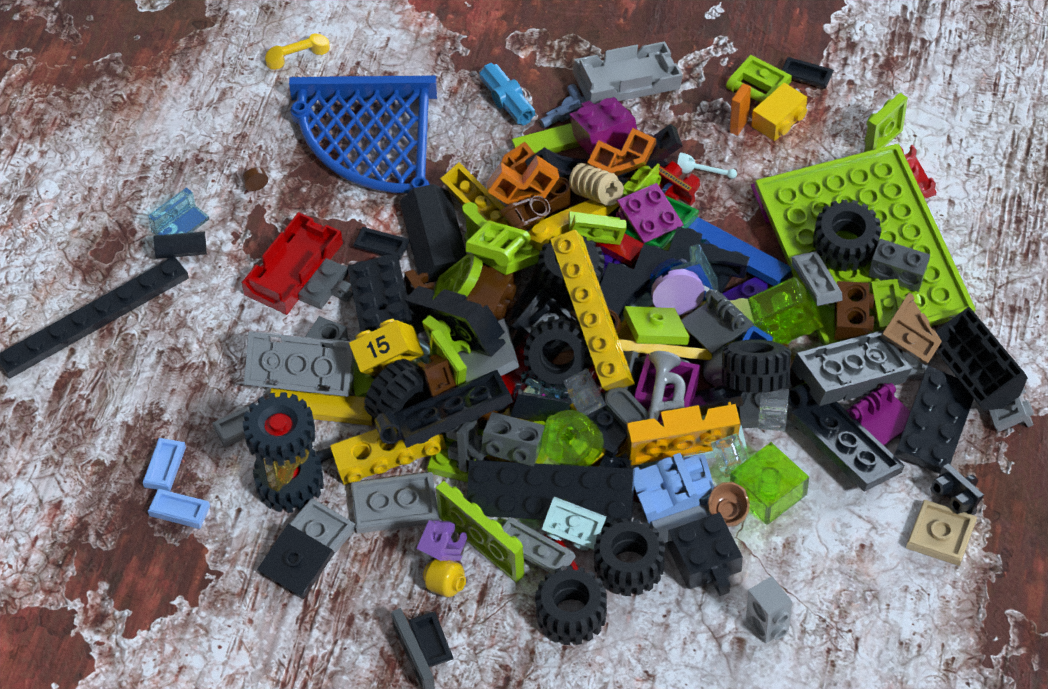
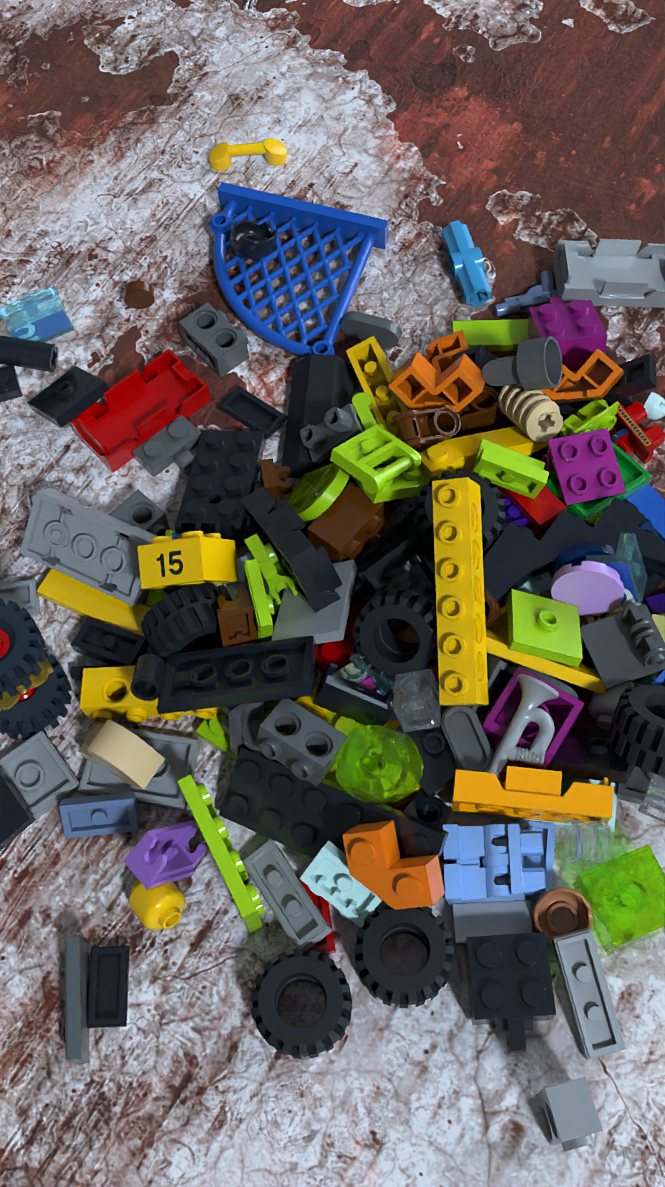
camera: 20 degrees right, 10 degrees up
(231, 266) = (68, 396): none -> black plate
(330, 197) = (214, 339): none -> dark grey brick
(335, 114) = (252, 239): none -> black hair
(339, 426) = (109, 643): none -> black plate
(380, 537) = (99, 815): none -> sand blue plate
(383, 486) = (122, 753): none -> tan brick
(445, 159) = (363, 326): none -> dark grey tile
(454, 238) = (337, 428): none -> dark grey hips
(591, 150) = (535, 366): none -> dark grey piece
(591, 495) = (377, 865): none -> orange brick
(759, 543) = (588, 993): none -> light grey tile

